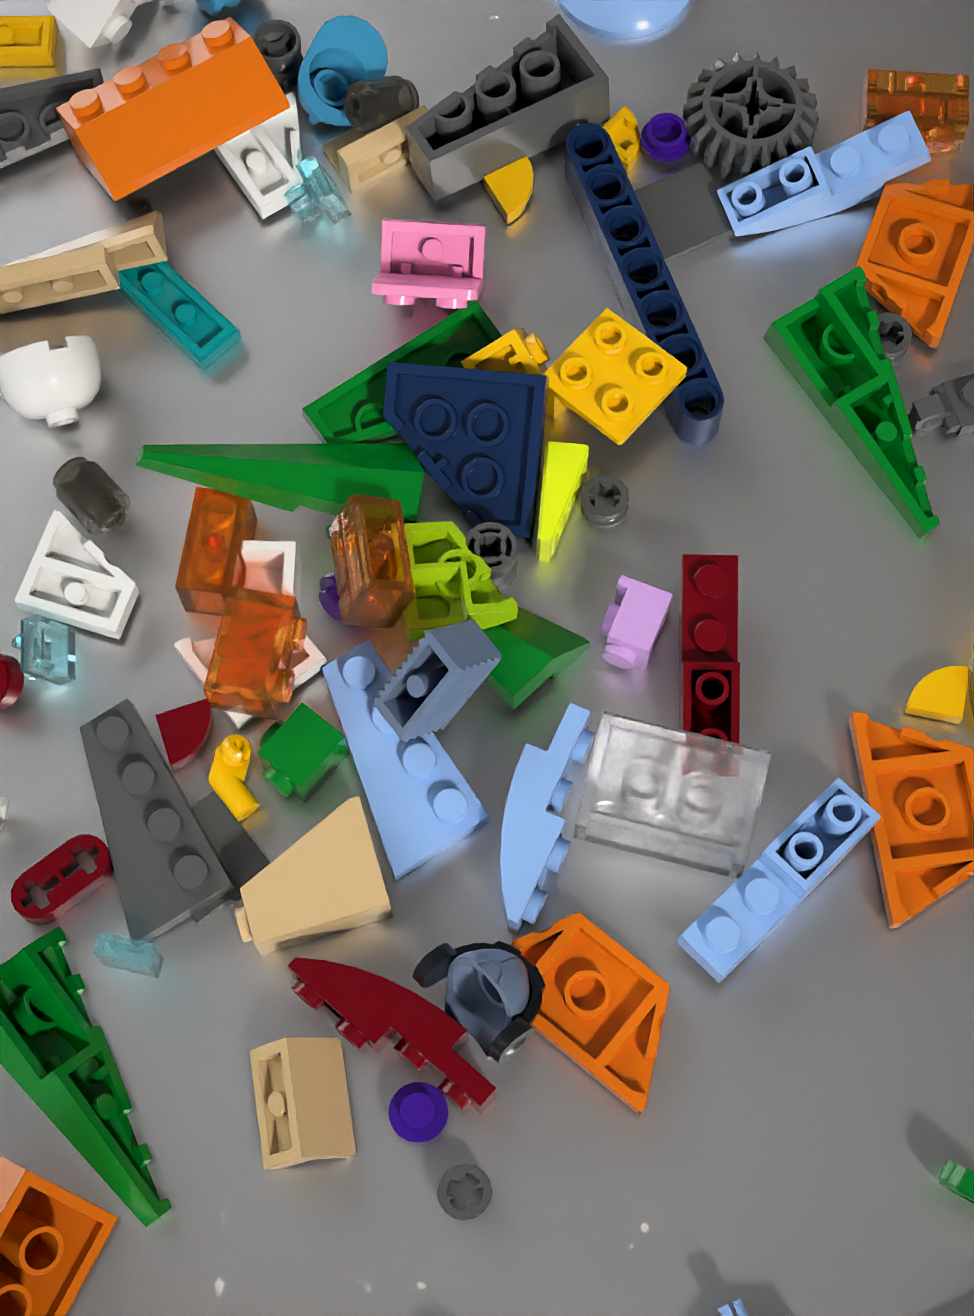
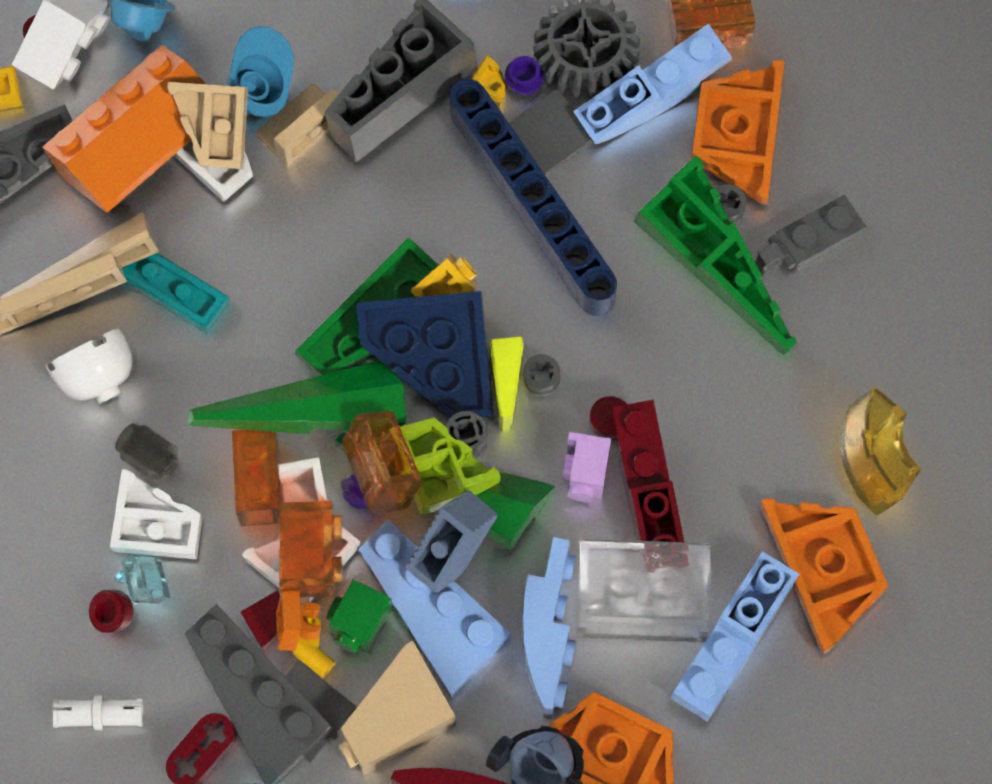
camera: 15 degrees left, 0 degrees up
(213, 738) = (291, 621): none -> orange tile
(269, 114) = (214, 121): none -> tan wing
(281, 50) = (203, 56): dark grey wheel -> none
(316, 194) = (263, 175): clear light blue tile -> none
(379, 101) = (297, 92): clear smoke brick -> none
(431, 262) = (367, 215): bright pink bracket -> none
(510, 188) = (413, 139): yellow tile -> none
(612, 377) = (529, 279): yellow bracket -> none
(667, 567) = (601, 416): none -> dark red tile
(940, 695) = (823, 472): yellow tile -> none

